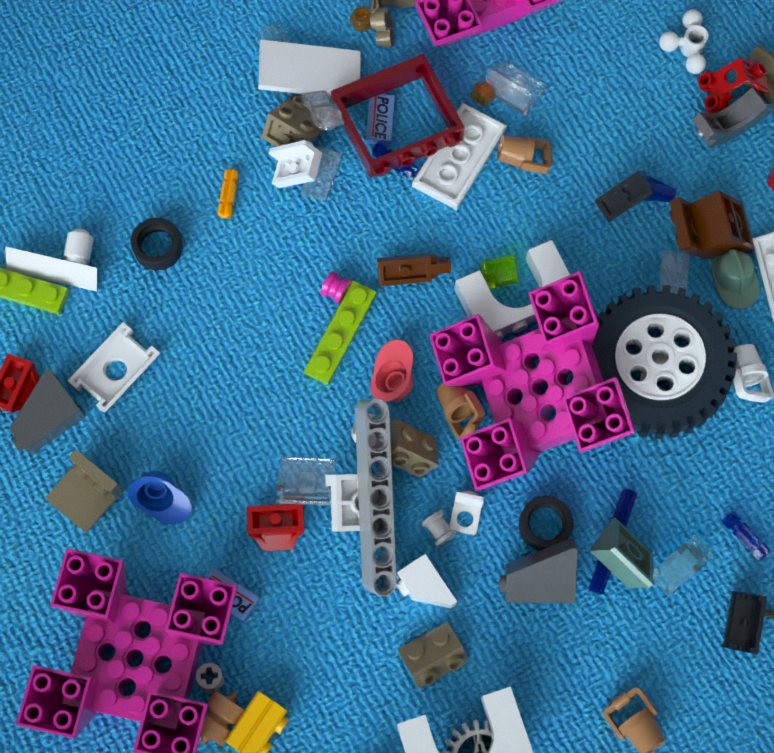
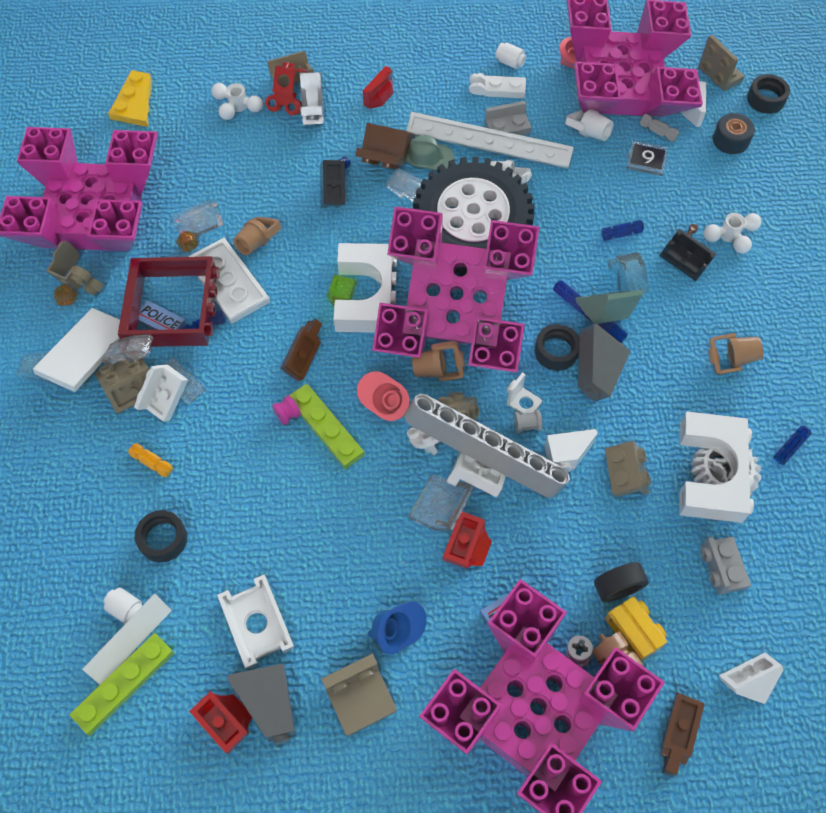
camera: 65 degrees left, 10 degrees down
(295, 692) = (621, 582): none -> black tyre

